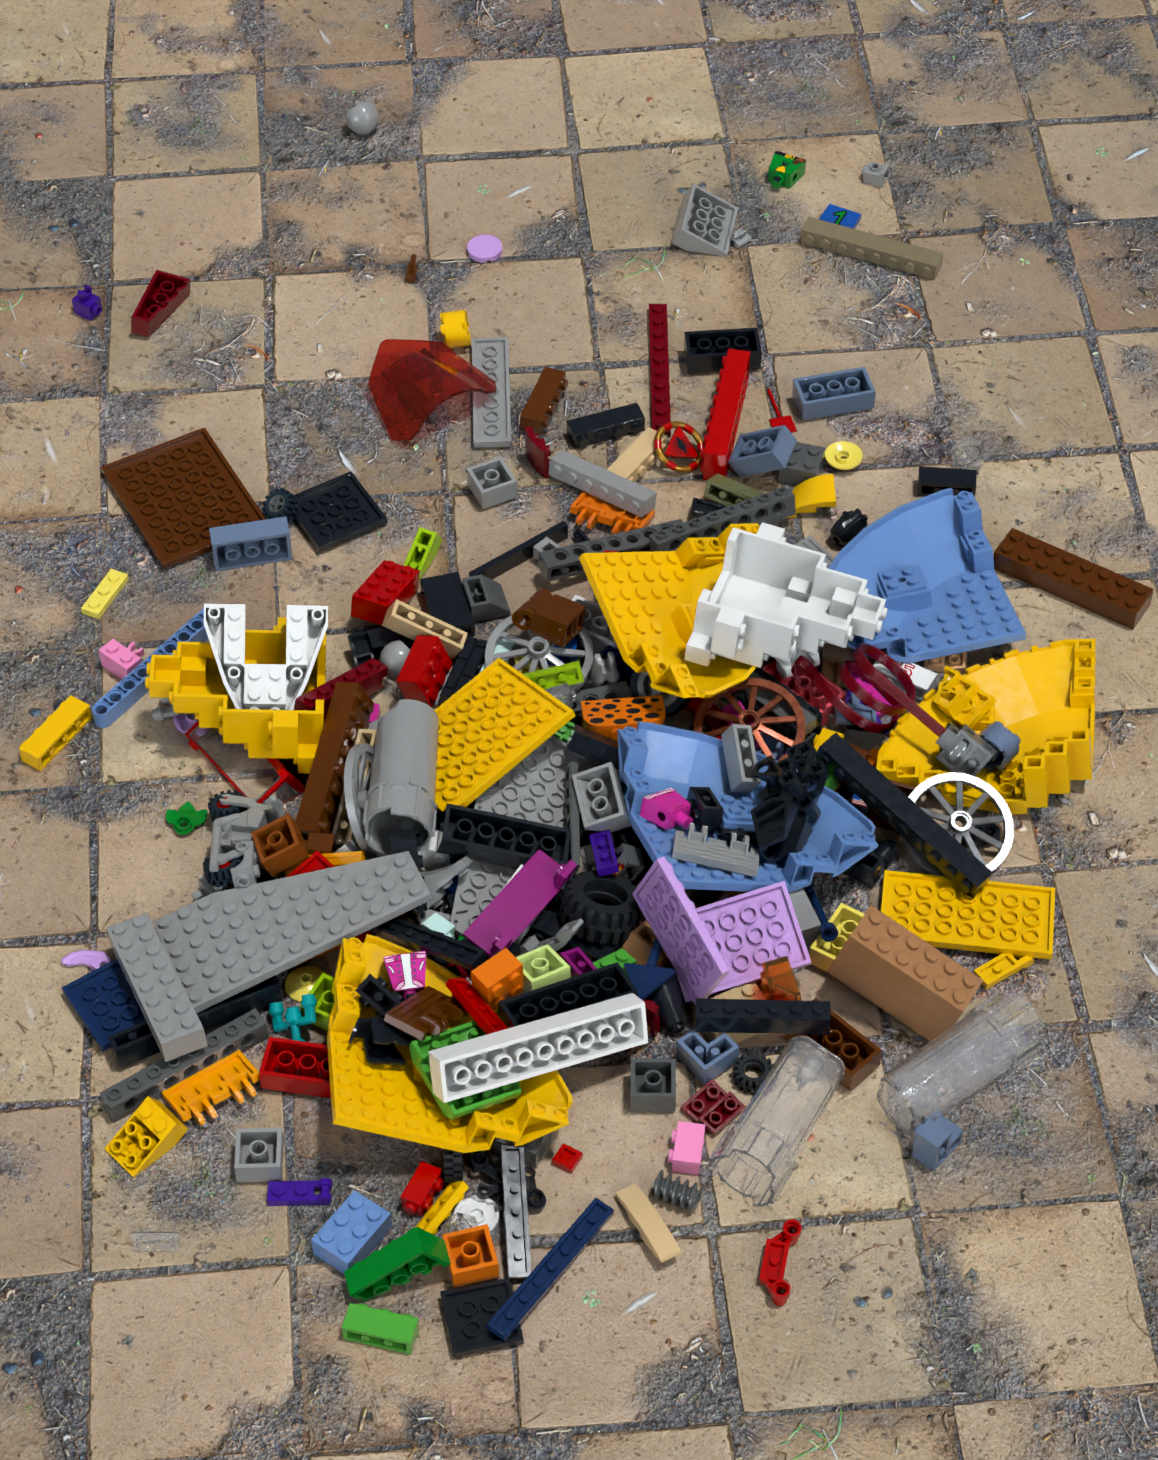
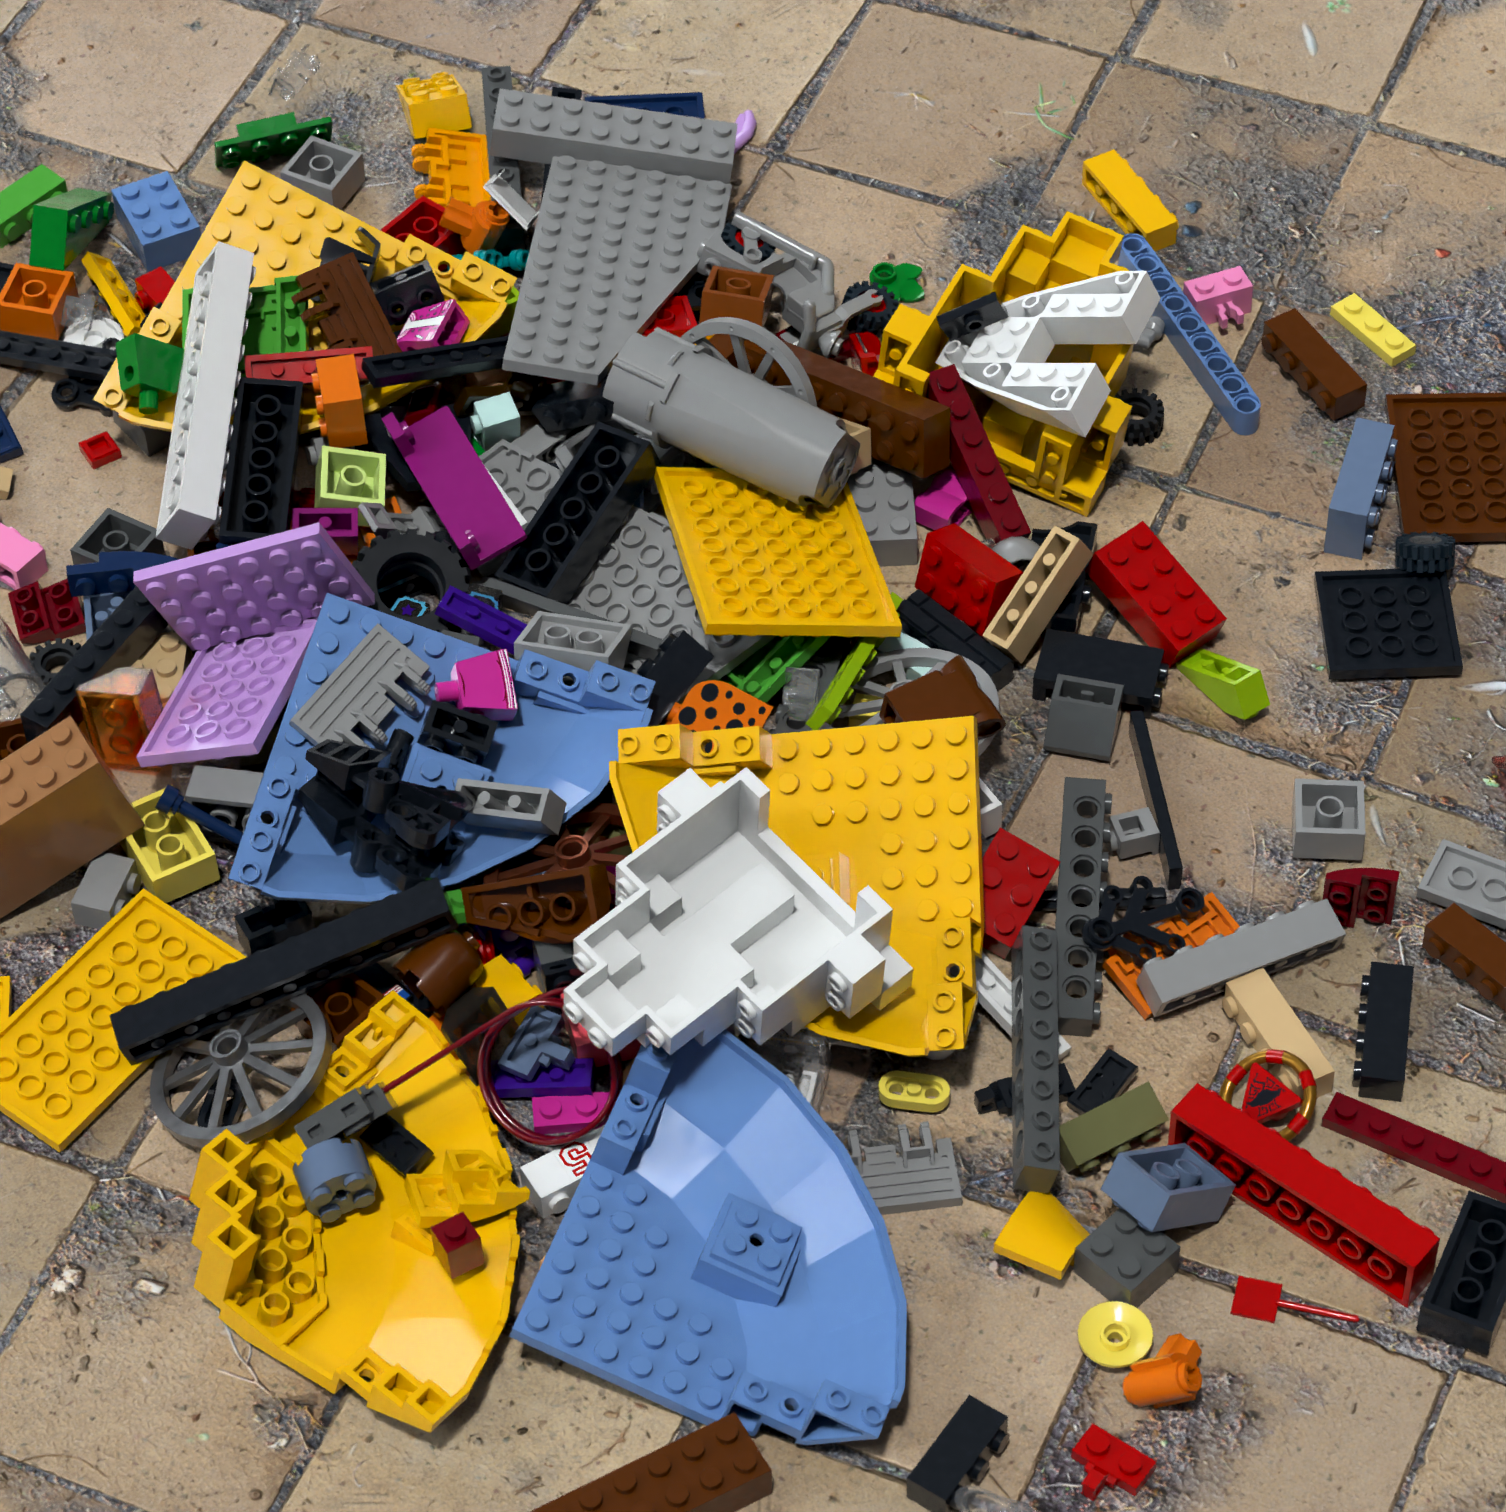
camera: 120 degrees right, 0 degrees up
(156, 600) = (1314, 364): none -> reddish brown brick
(239, 1203) = (269, 137): none -> green bracket
(251, 1001) = (511, 201): none -> white piece
(257, 694) = (972, 316): none -> black plate
(275, 1019) = (477, 225): none -> orange piece
(543, 1091) = (148, 370): none -> green torso
(630, 522) = (1139, 923): none -> black plant
(678, 1037) = (111, 573): none -> dark blue slope
(786, 703) = (542, 904): none -> reddish brown wedge
(833, 393) = (1271, 1388): sand blue brick -> none
(848, 526) = (938, 1250): black piece -> none
(855, 427) = (1166, 1378): none -> orange piece
(906, 438) = (1110, 1463): none -> red hinge
(997, 675) = (457, 1245): none -> brick

